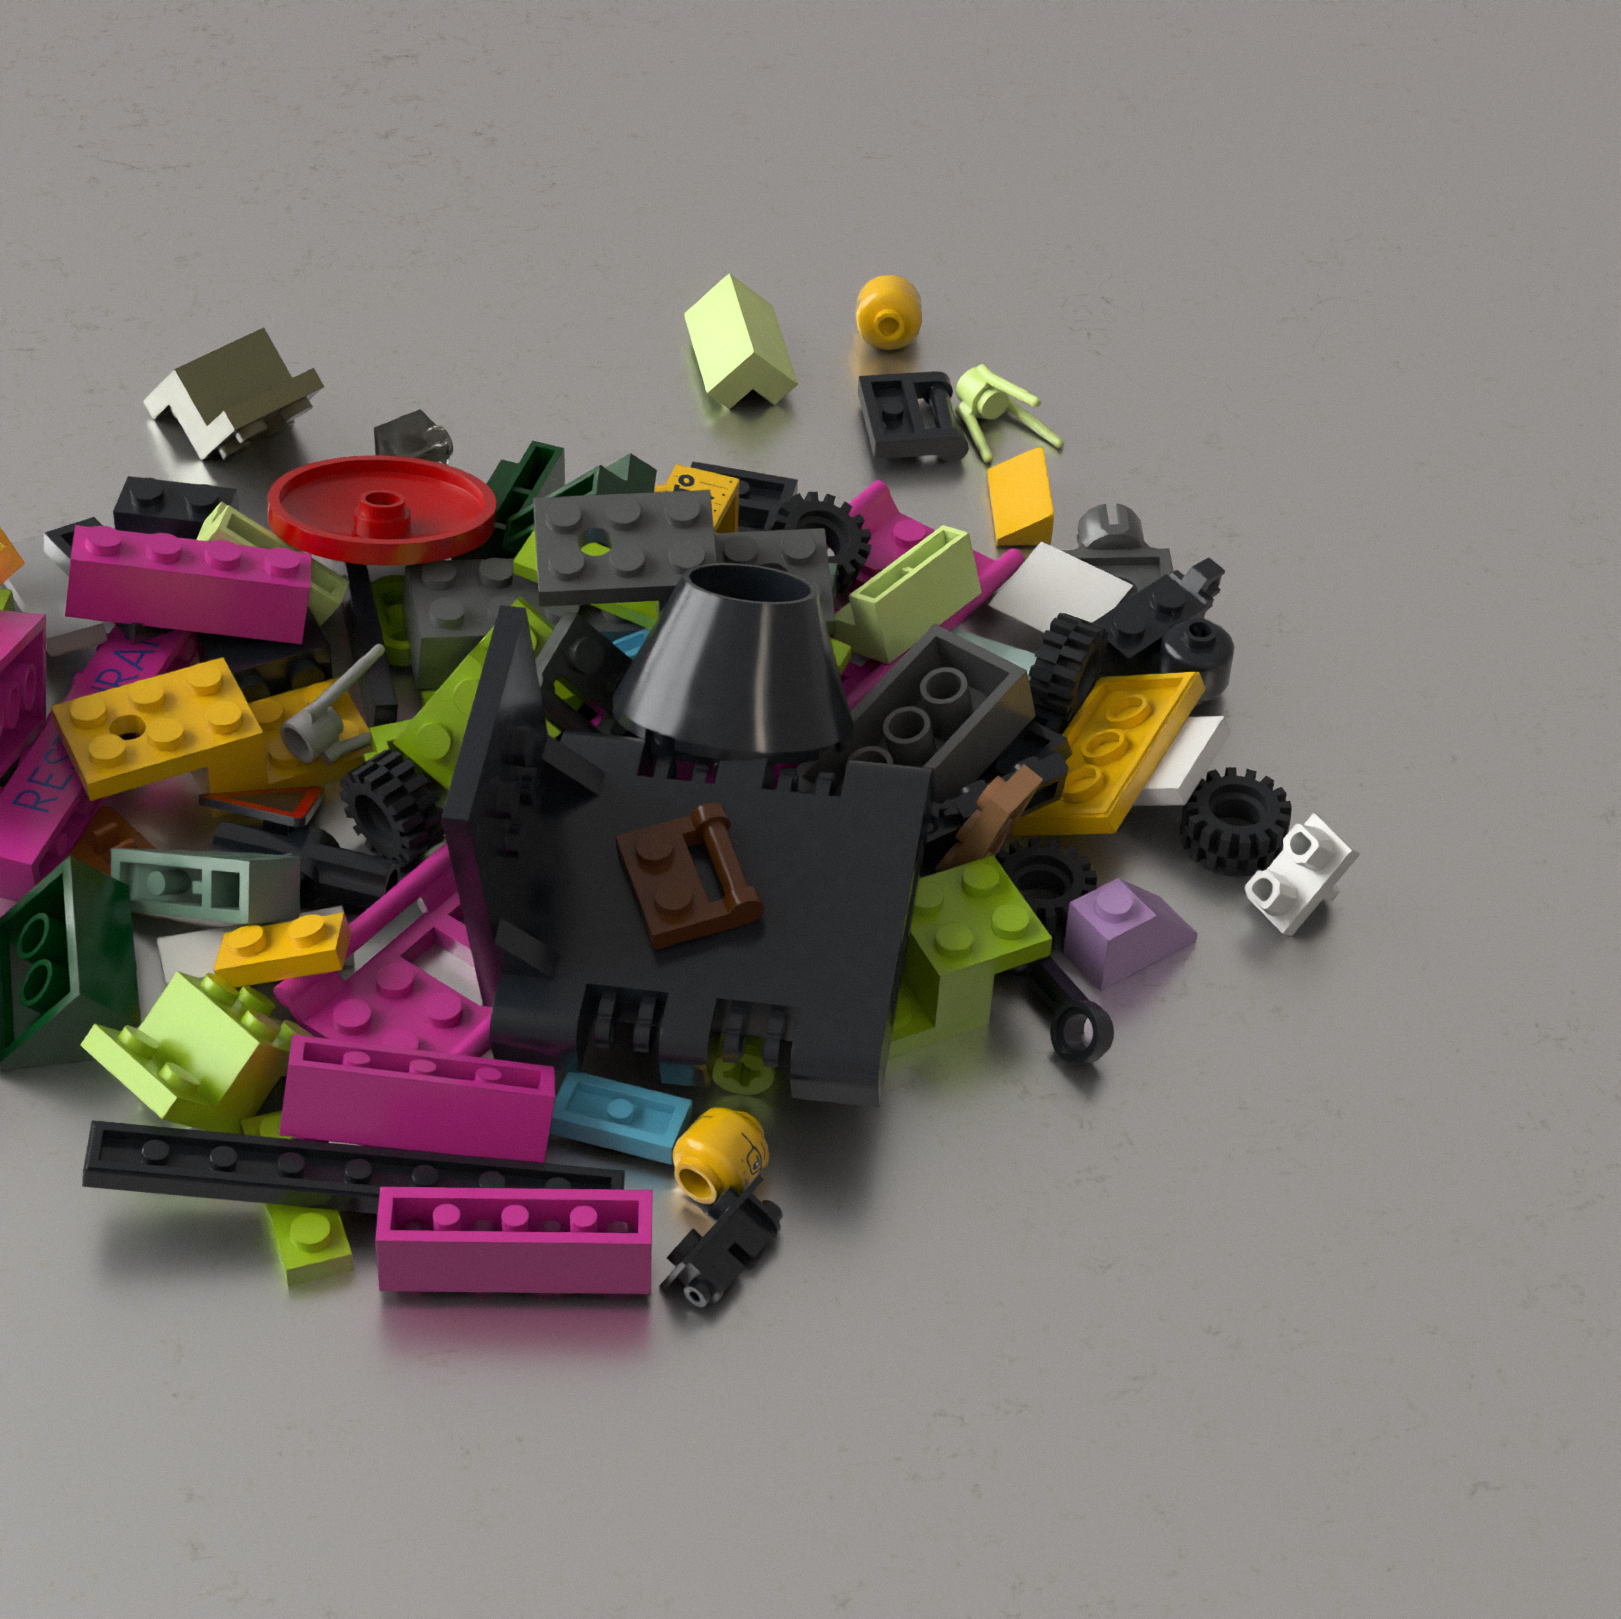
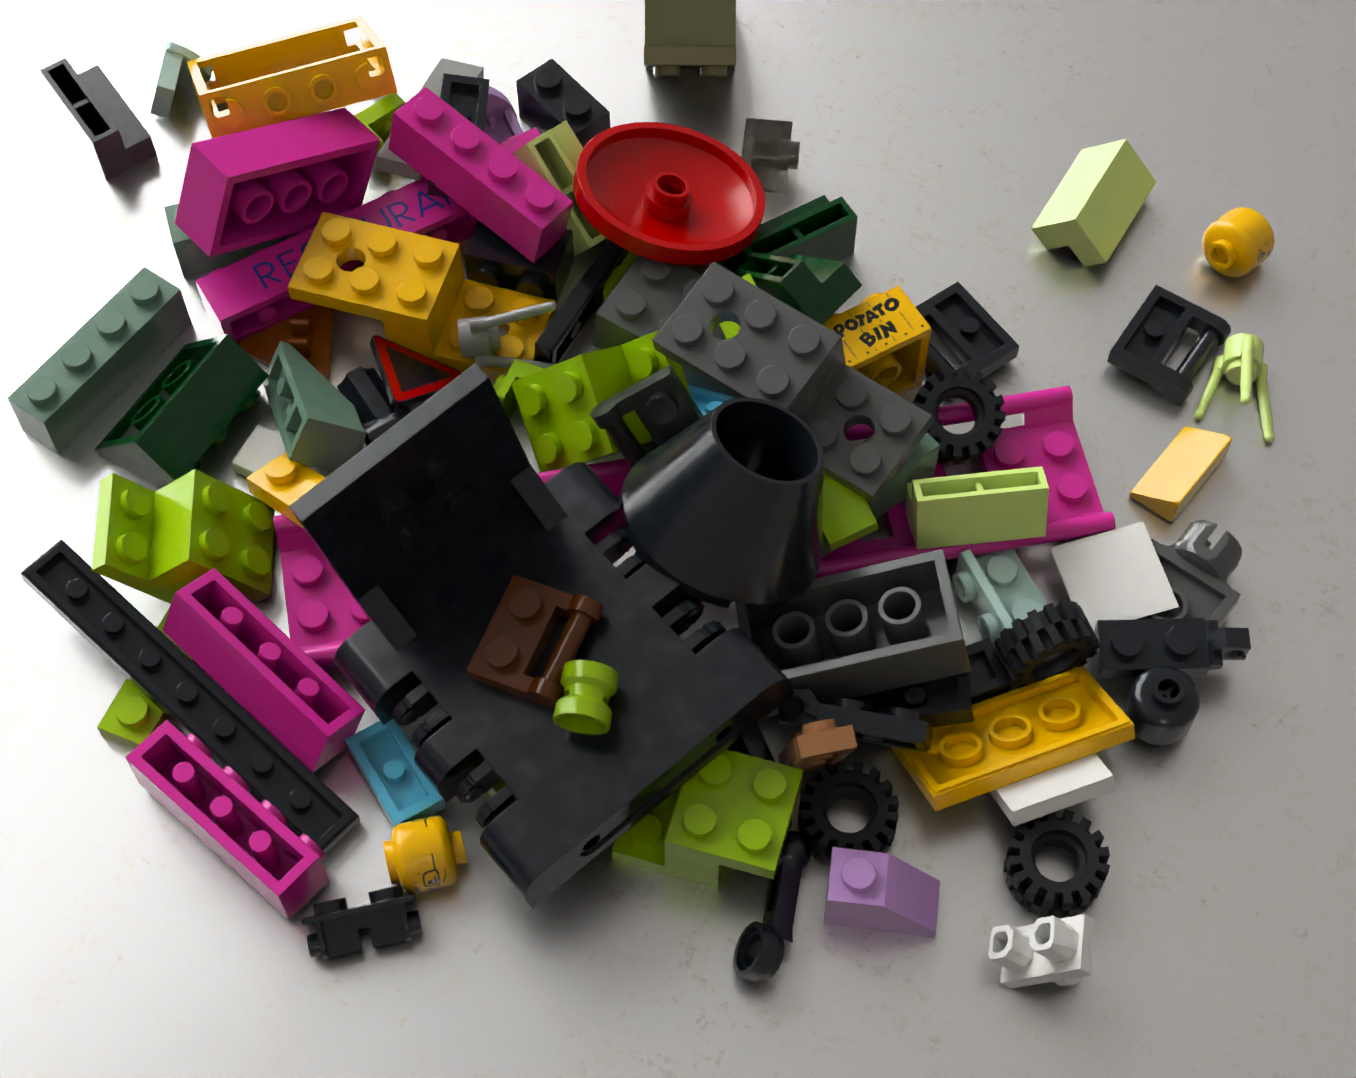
camera: 45 degrees right, 15 degrees up
(794, 884) = (586, 697): none -> lime wheel

